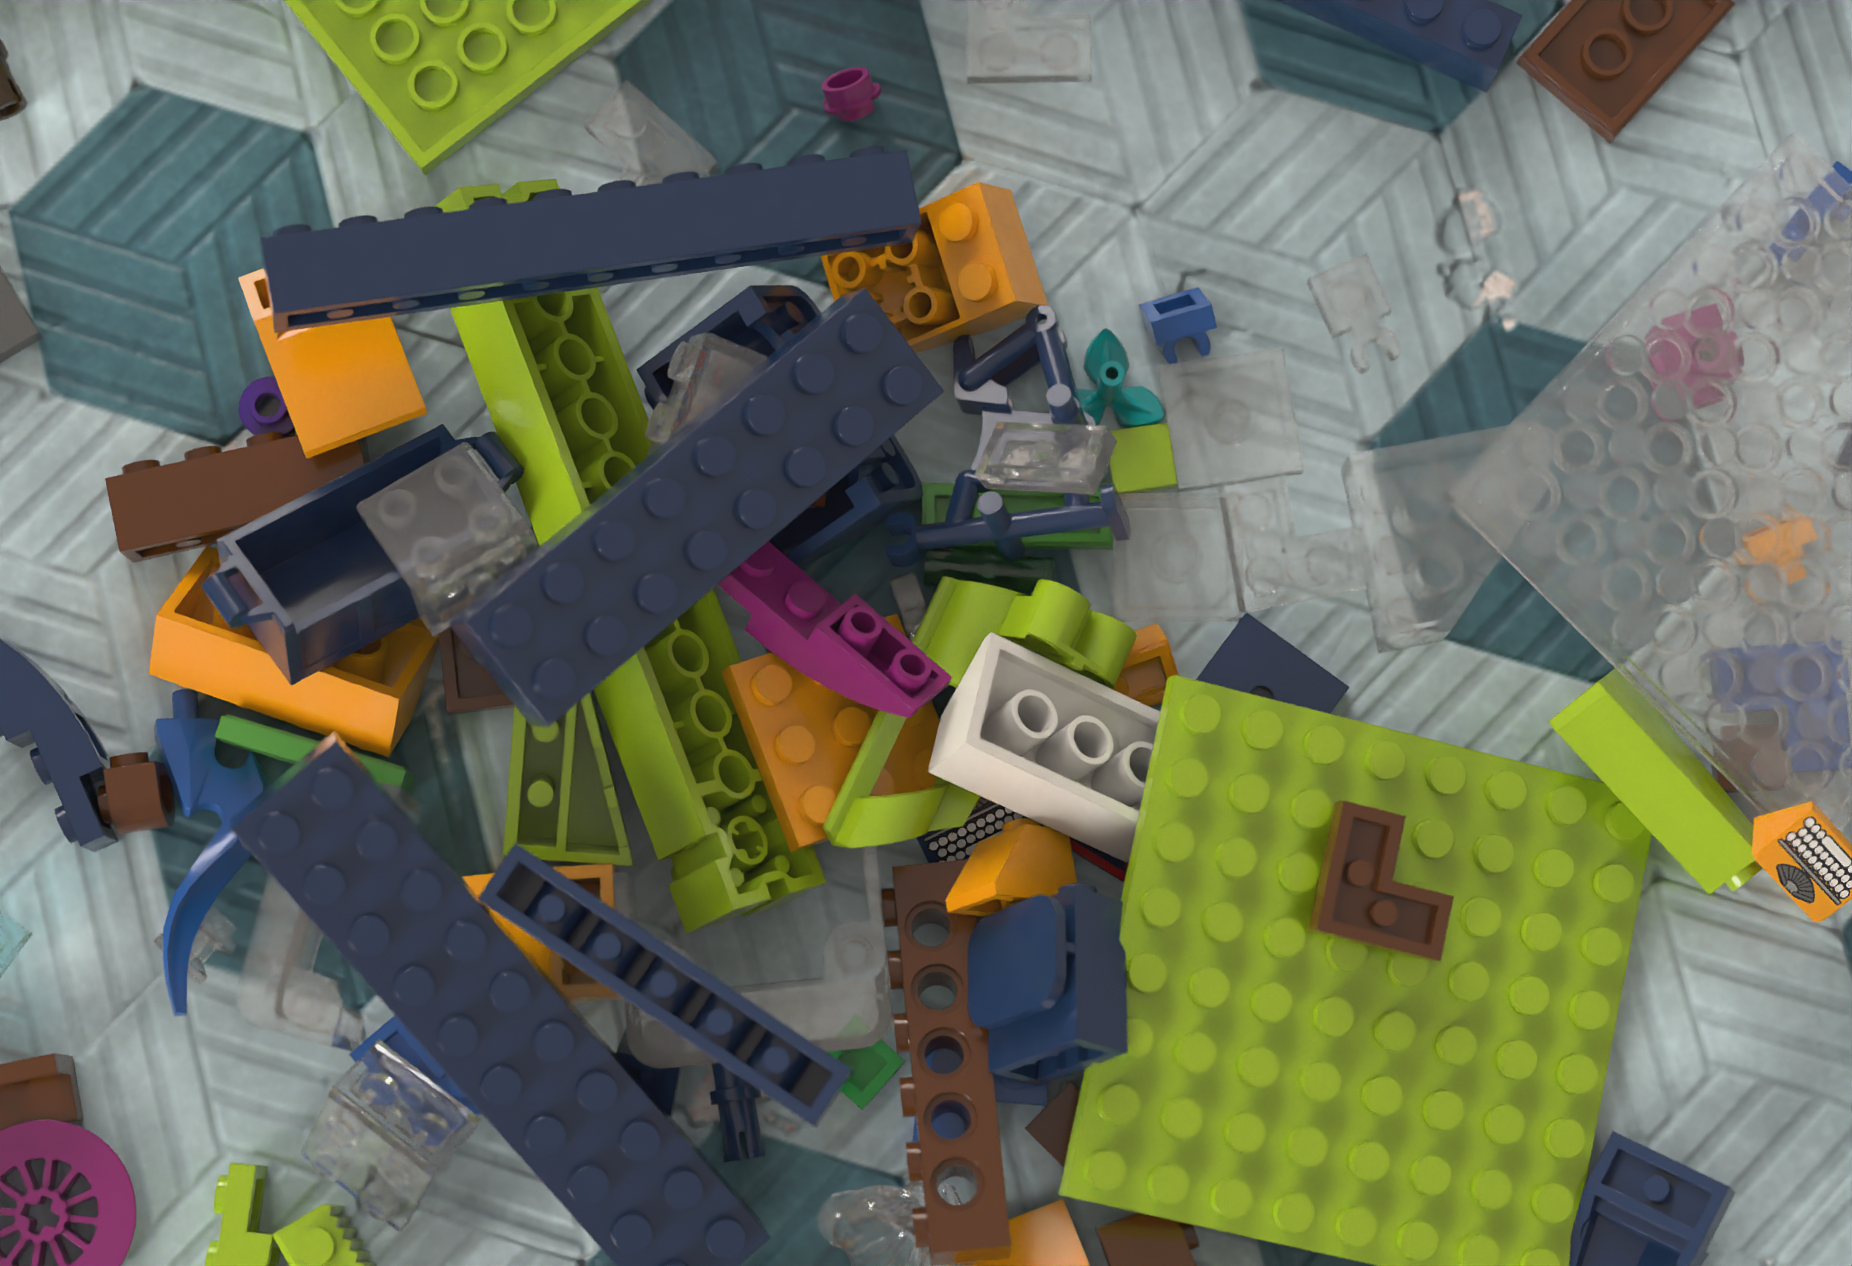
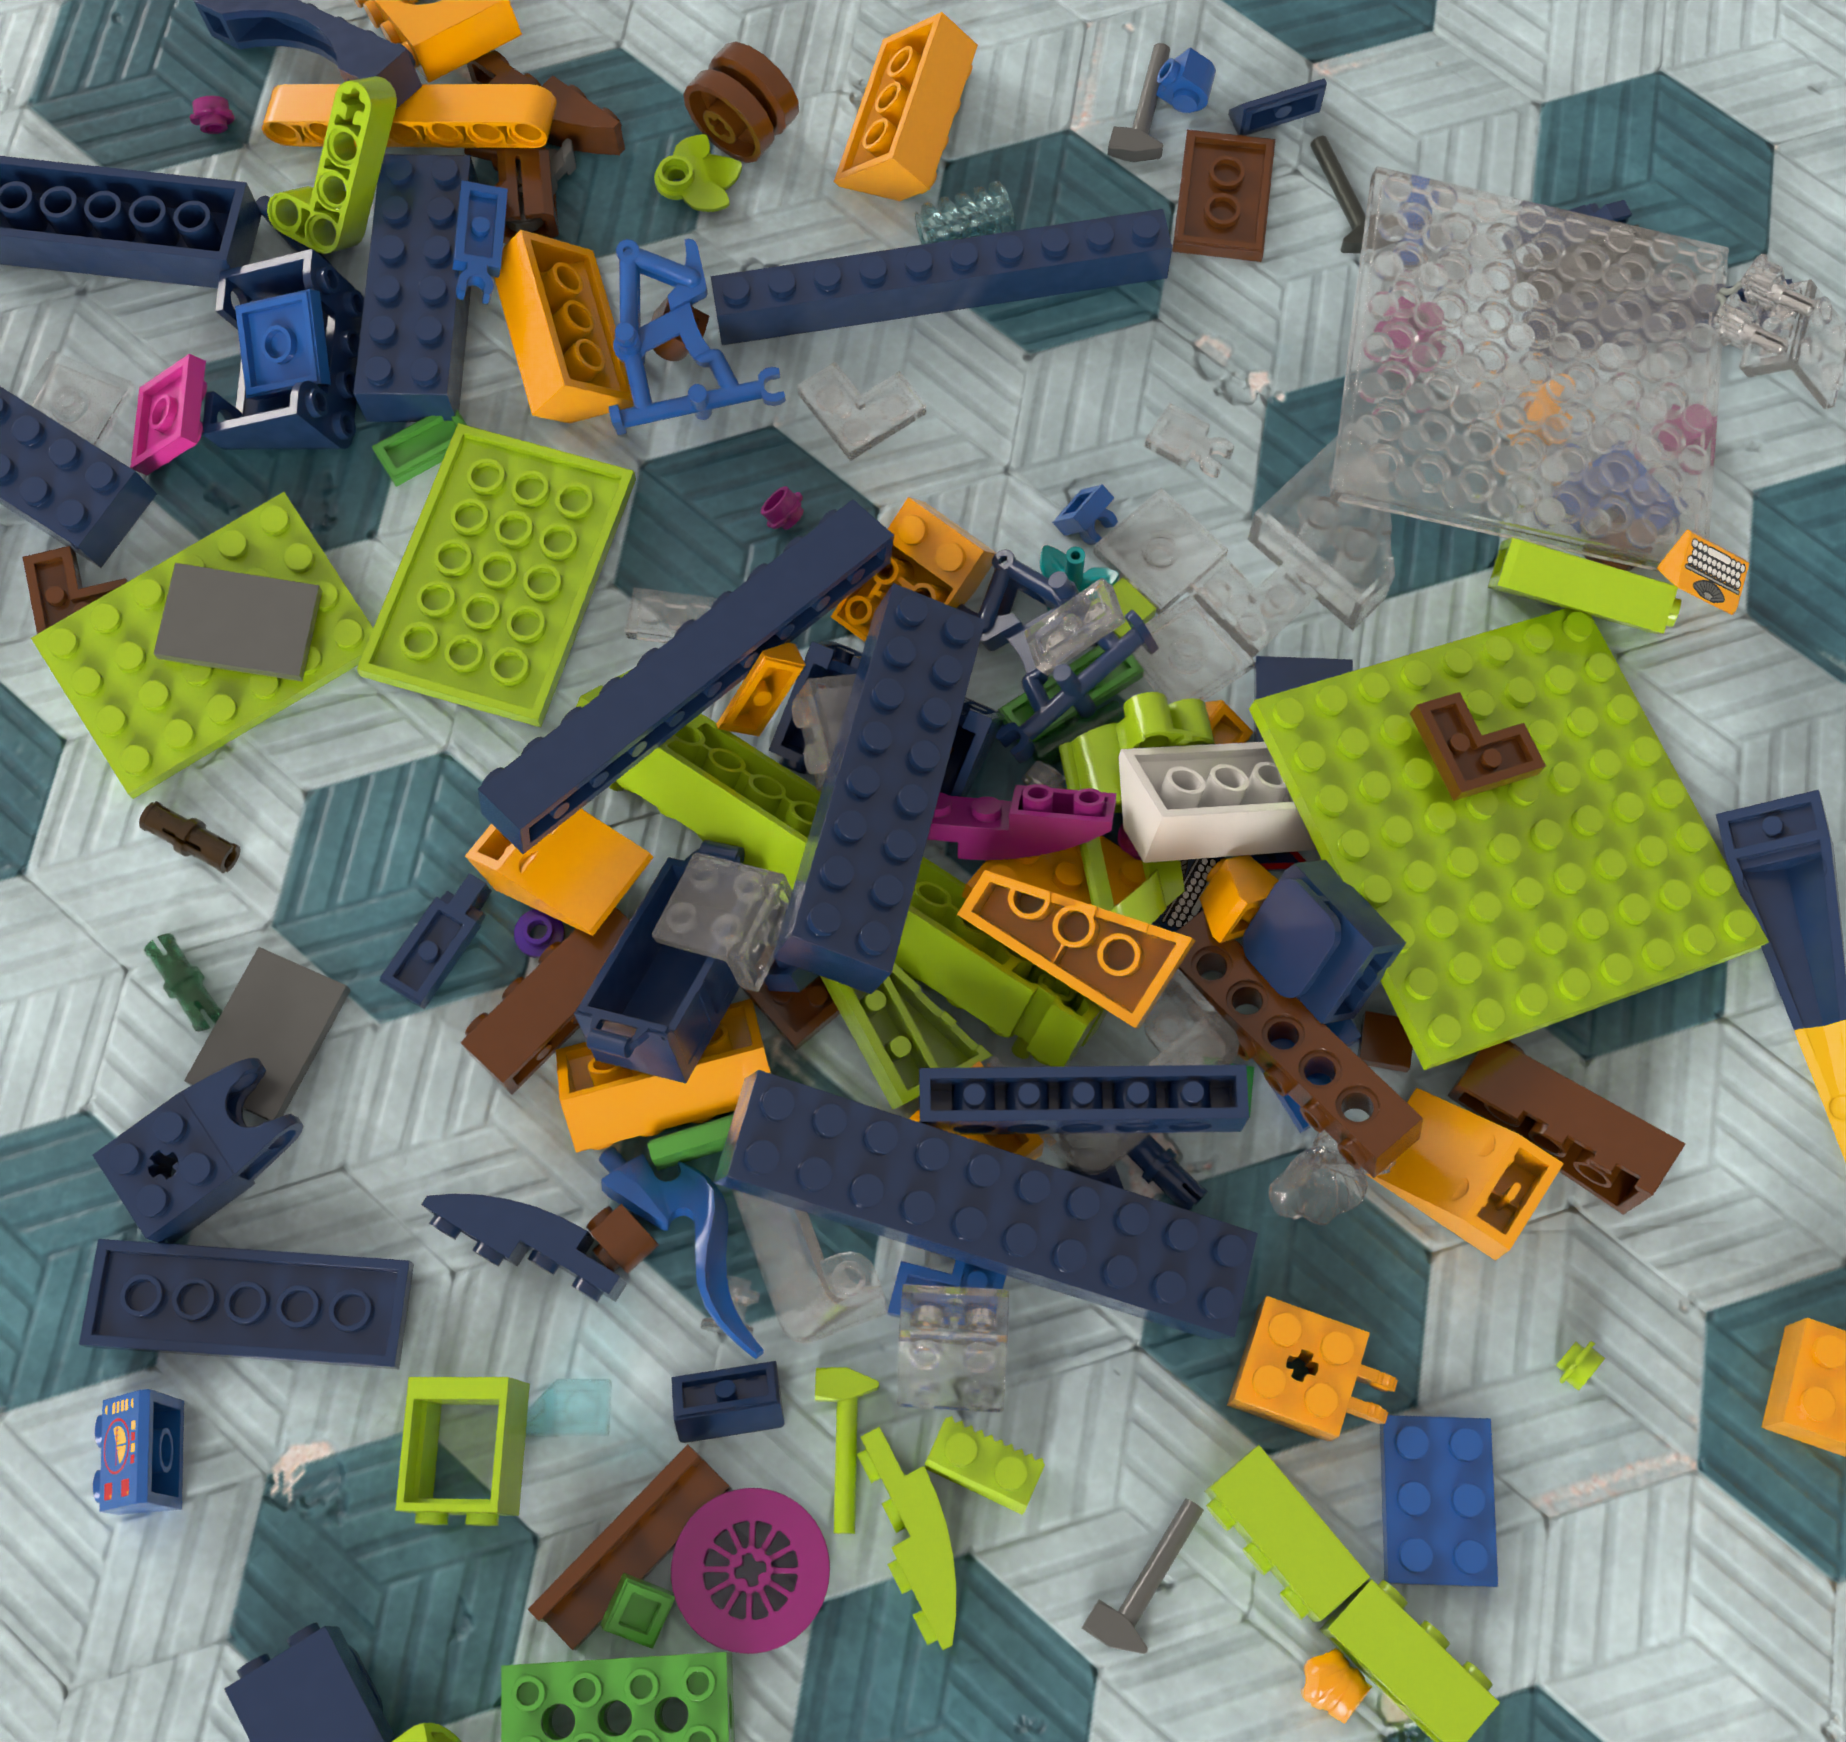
camera: 35 degrees left, 10 degrees down
(134, 1031) = (727, 1402): none -> dark blue slope
(159, 348) = (437, 942): none -> dark blue hinge
(258, 1098) = (845, 1388): none -> lime piece
(670, 301) = (762, 690): none -> light orange slope
(786, 817) = (1090, 949): none -> light orange wedge
(1769, 110) = (1344, 193): none -> pearl dark grey piece

